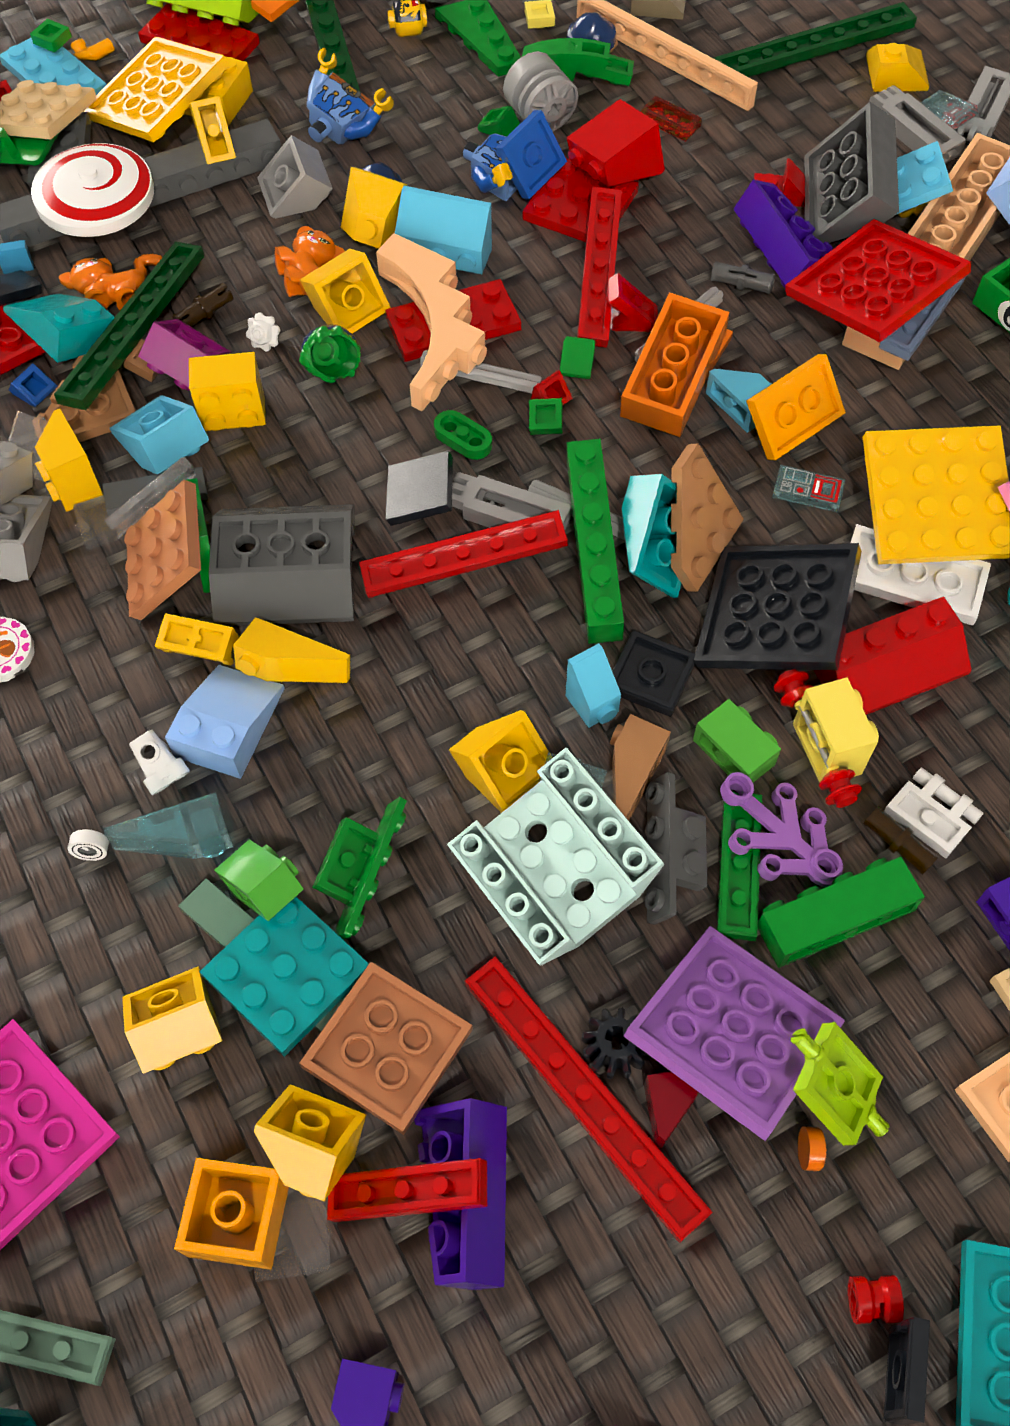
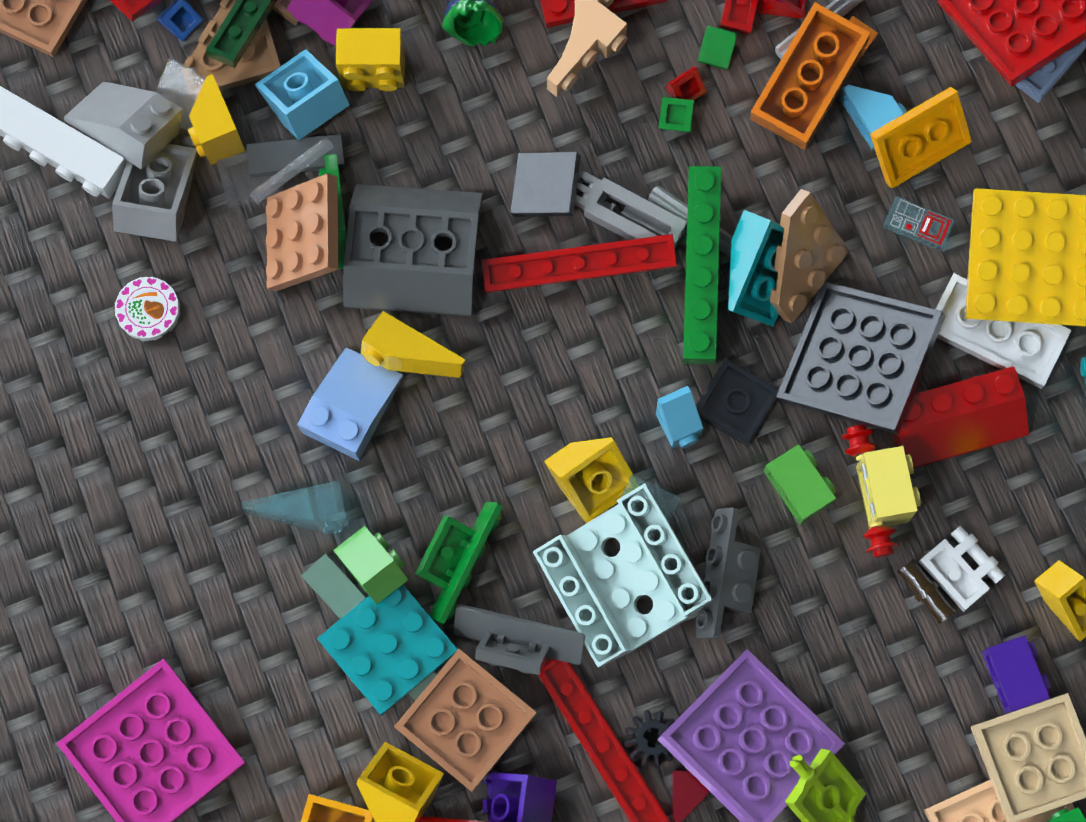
camera: 10 degrees right, 15 degrees up
(88, 845) = (226, 511): white tile -> none
(162, 768) = (289, 449): white plate -> none
(170, 1020) = (291, 673): yellow slope -> none
(196, 638) = (328, 325): yellow hinge -> none
(440, 946) = (517, 641): none -> dark grey bracket
(467, 435) = (594, 127): green plate -> none
(499, 376) = (636, 59): light grey axle -> none
(635, 758) = (707, 488): medium nougat slope -> none
(738, 877) = (783, 595): green tile -> none
(784, 833) = (826, 575): medium lavender plant -> none
(839, 911) = (859, 649): green brick -> none

